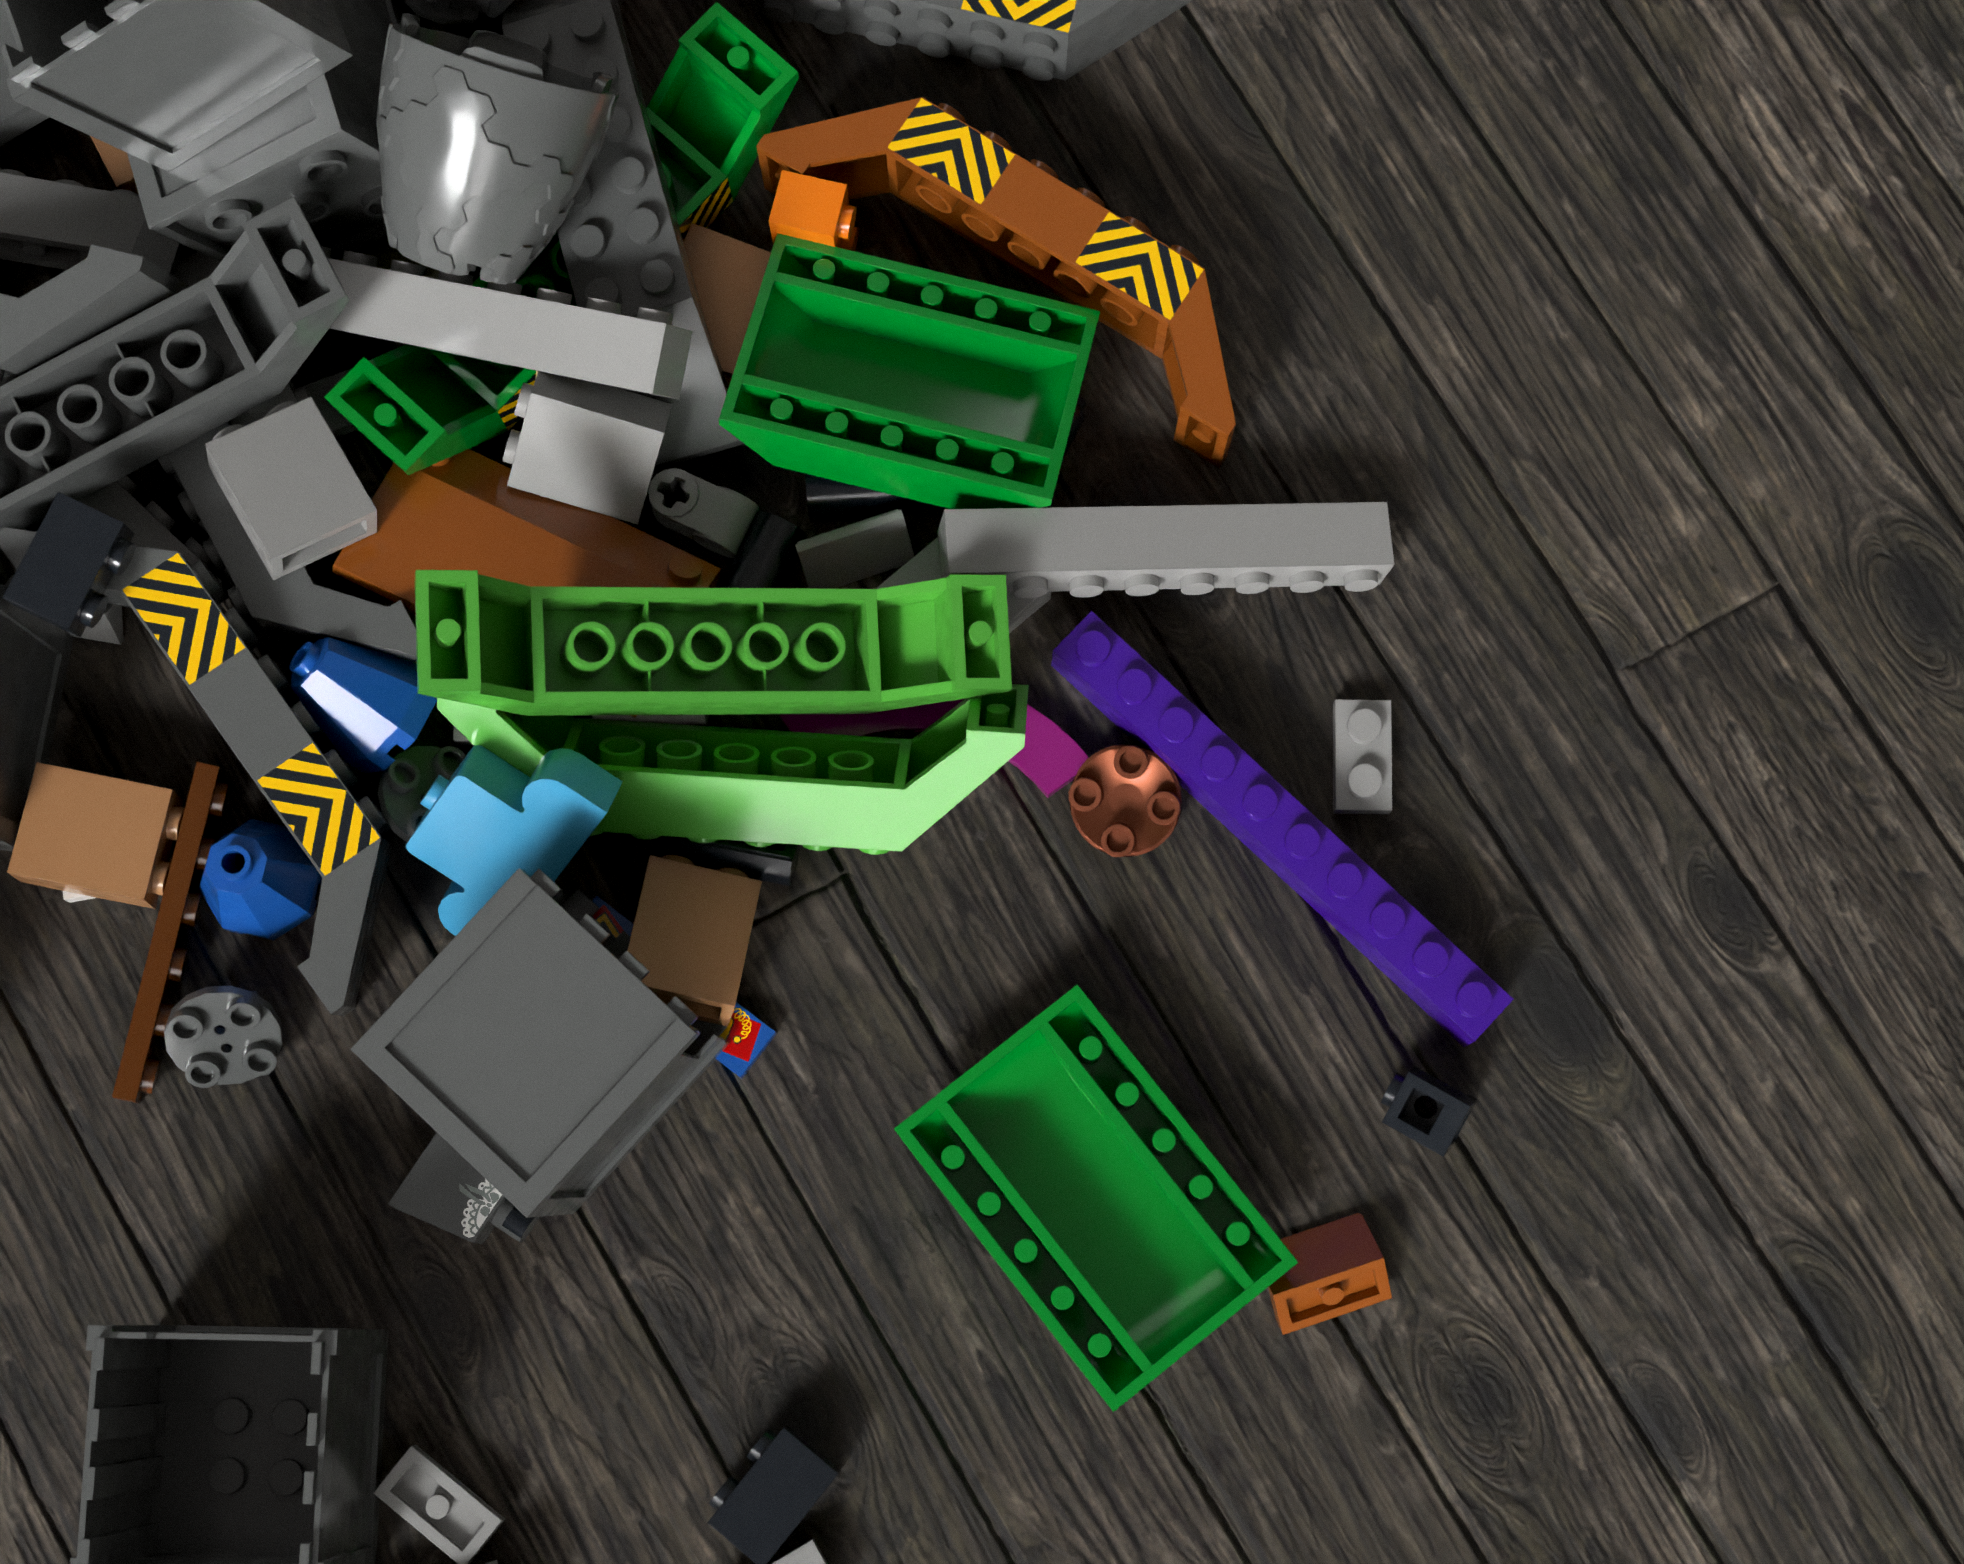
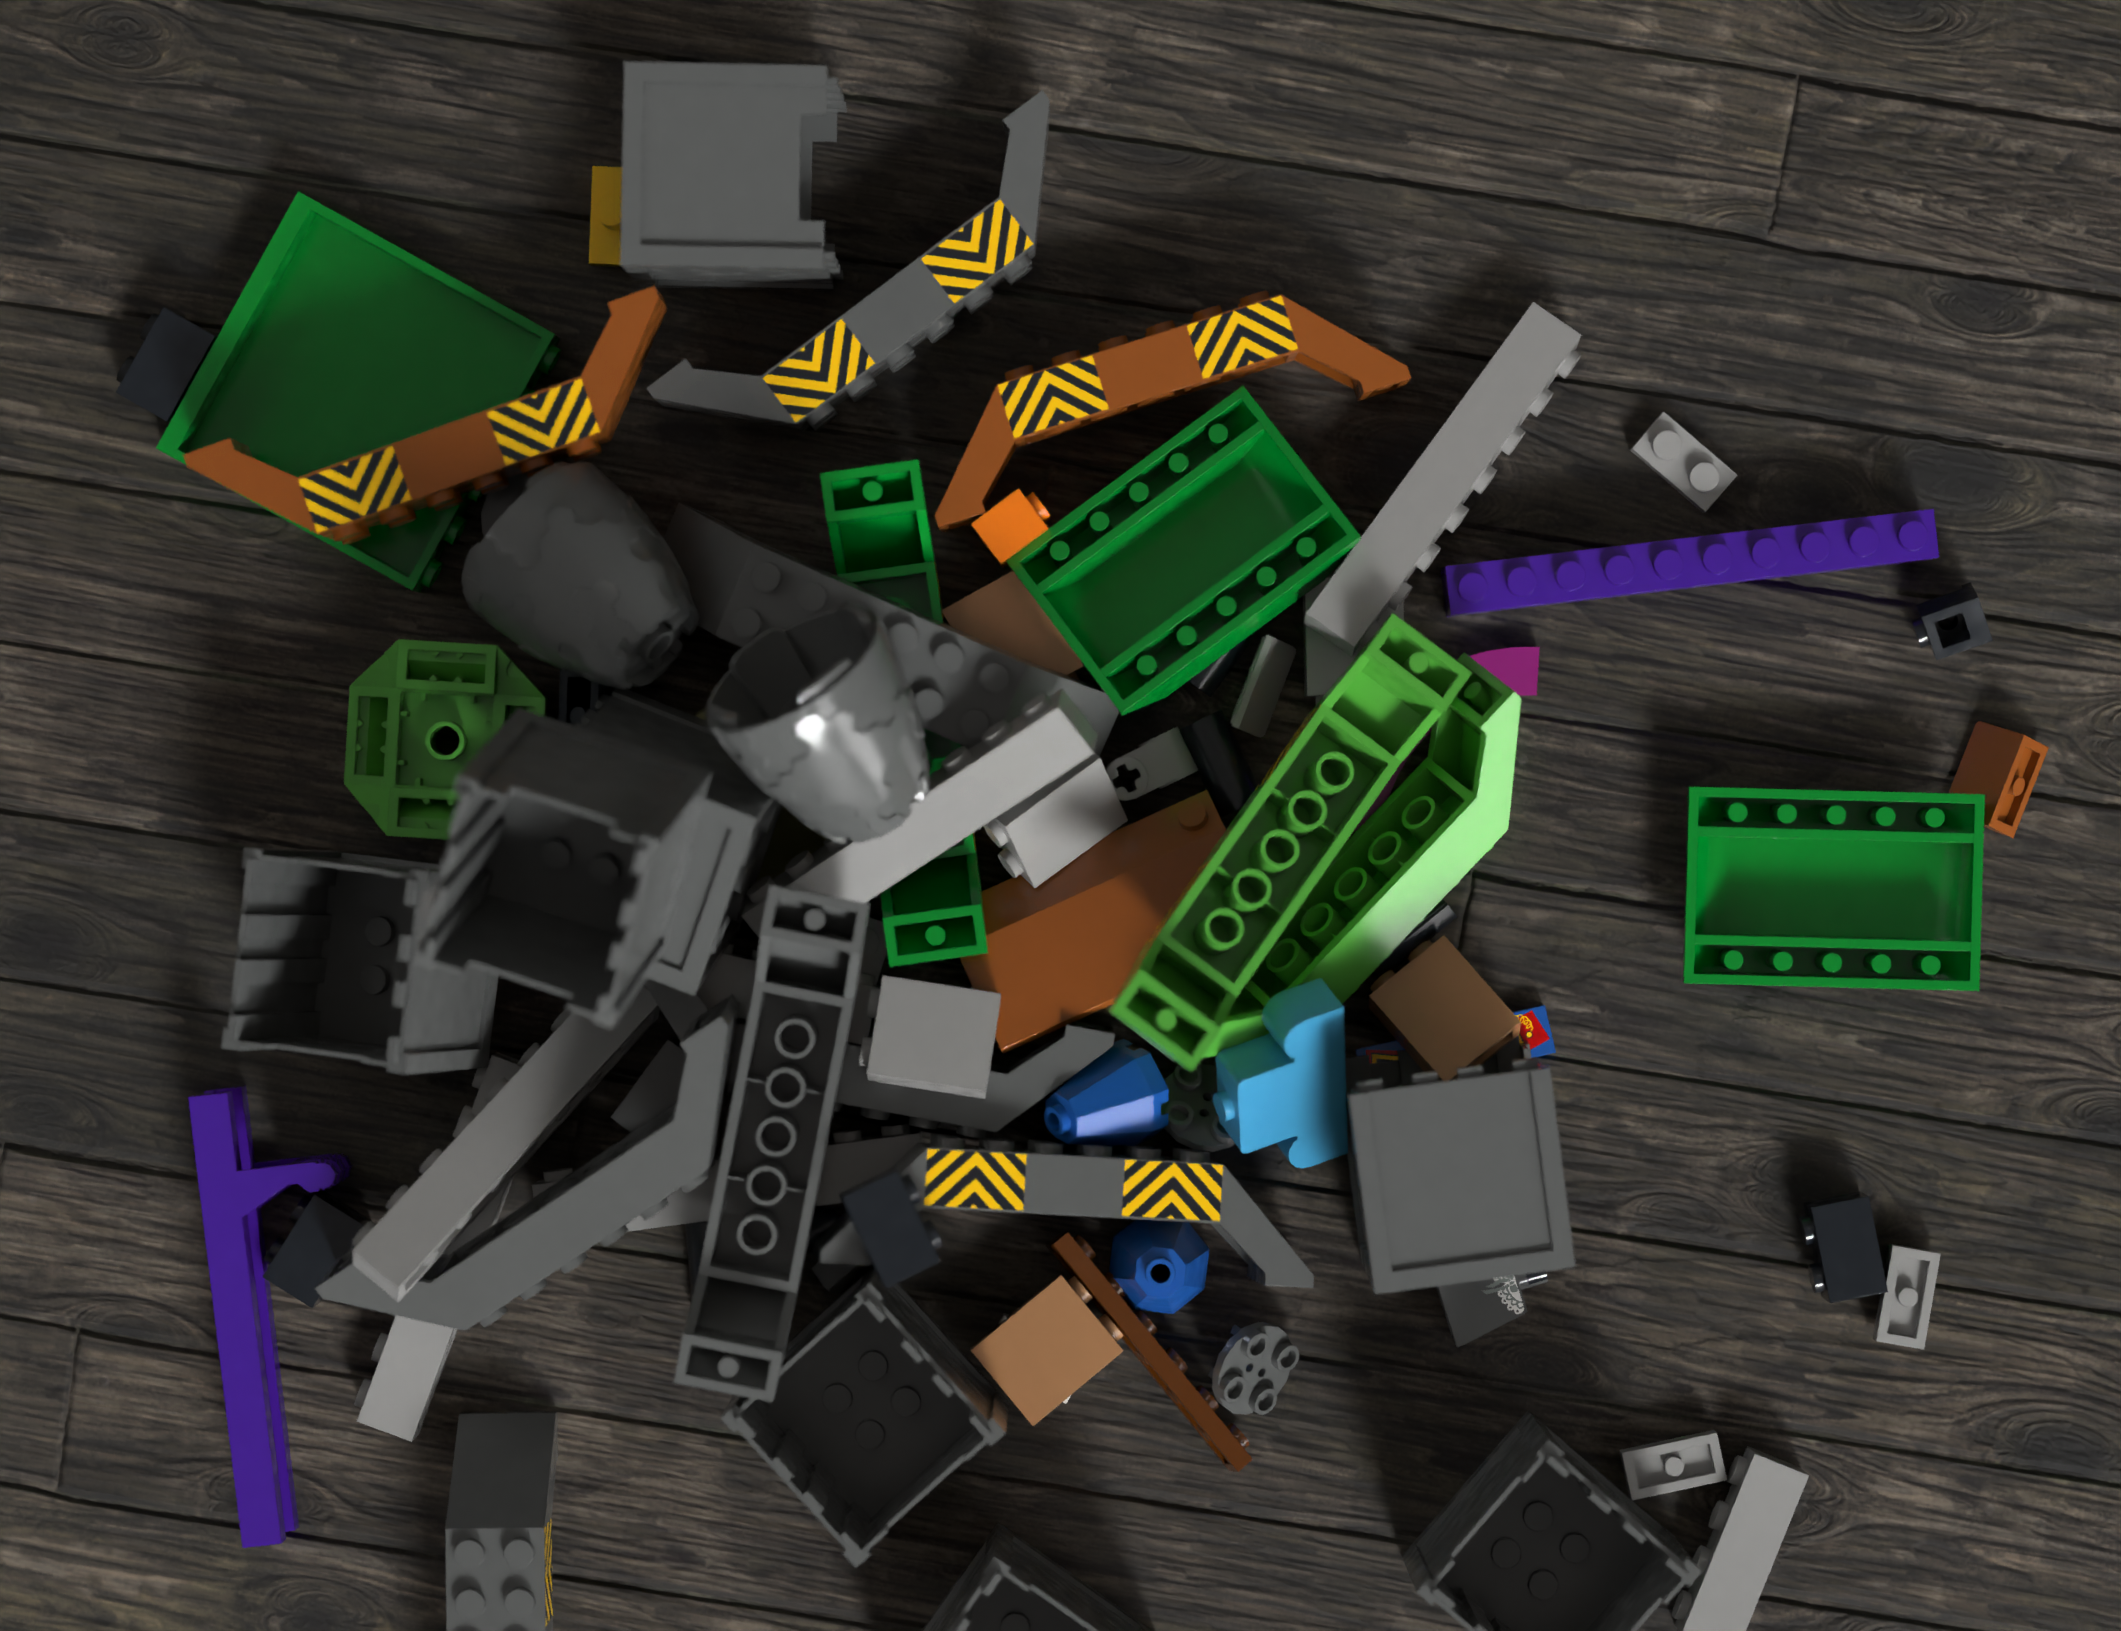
camera: 55 degrees left, 10 degrees up
(1125, 800) = (1583, 647): copper dish -> none

